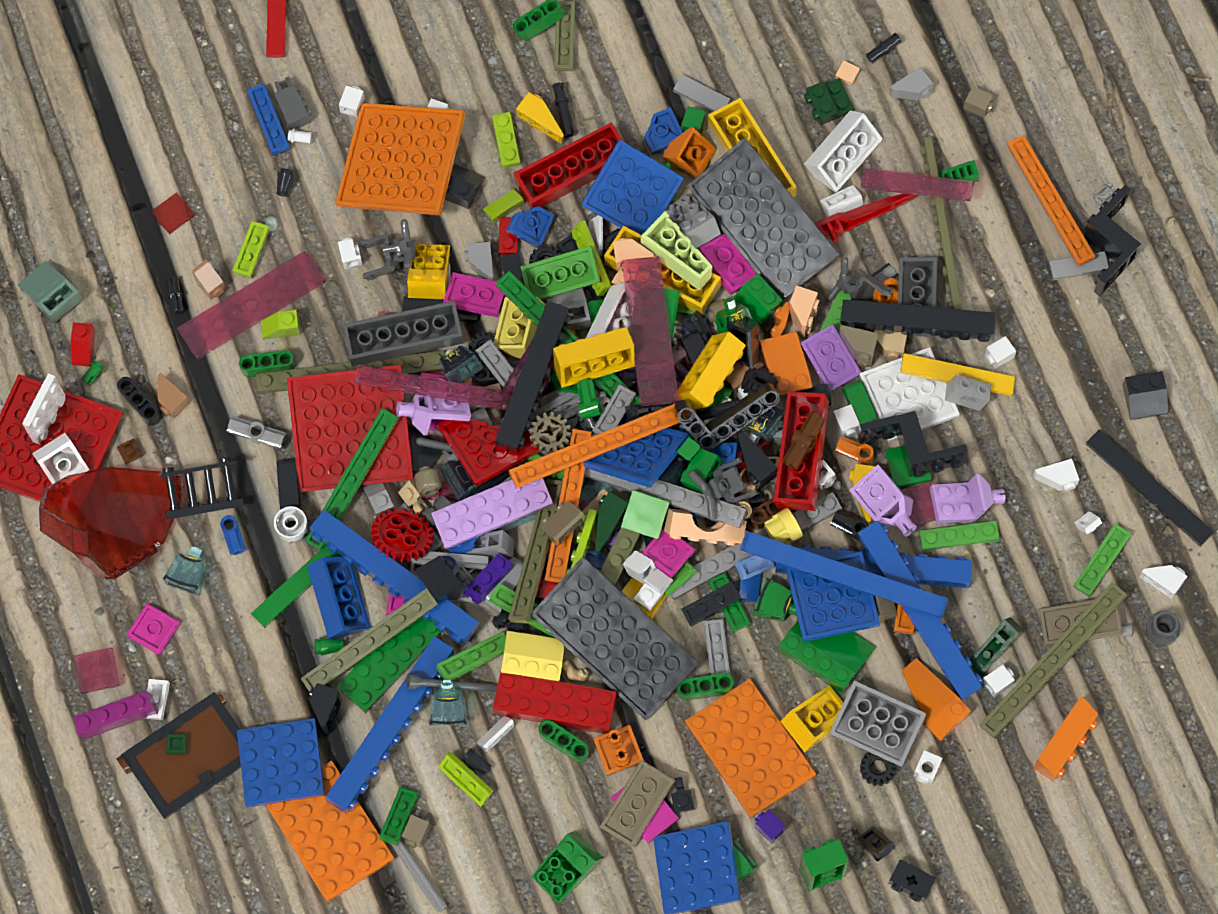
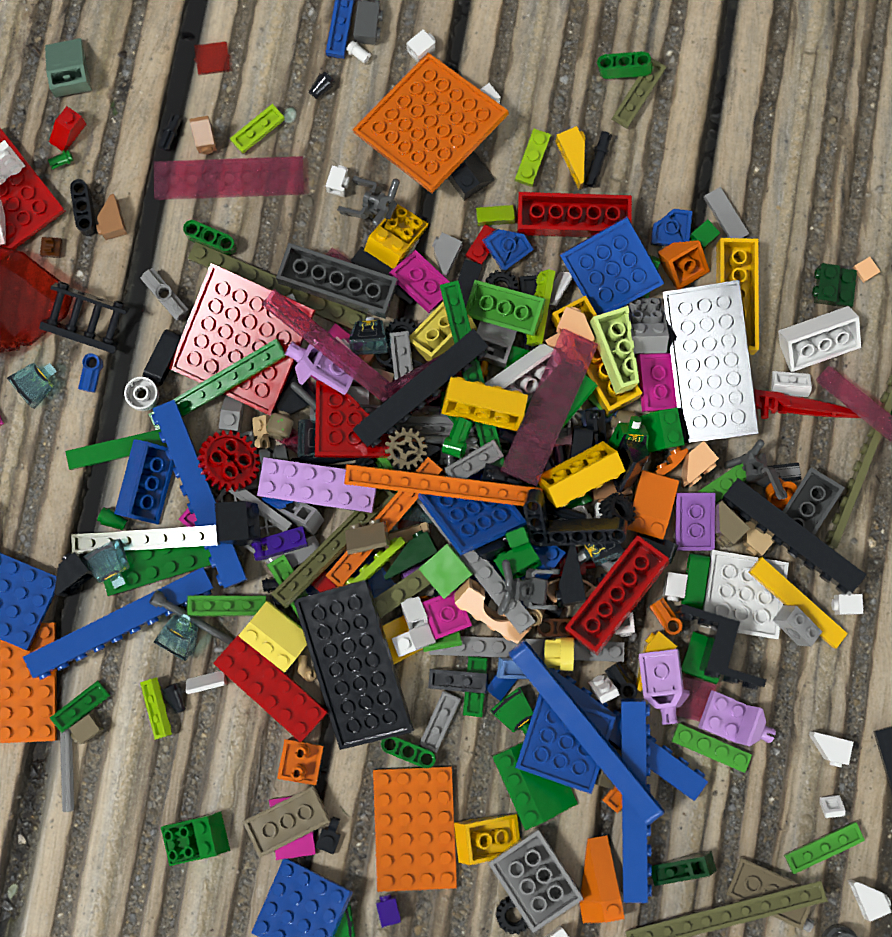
camera: 25 degrees right, 10 degrees up
(281, 325) = (242, 211): lime slope -> none
(350, 678) = (108, 562): none -> clear light blue torso
(558, 733) = (266, 732): green beam -> none
(608, 239) = (567, 299): black arm -> none
(803, 440) = (623, 591): reddish brown piece -> none
(837, 536) = (603, 688): none -> white plate
(999, 680) = (666, 902): white brick -> none

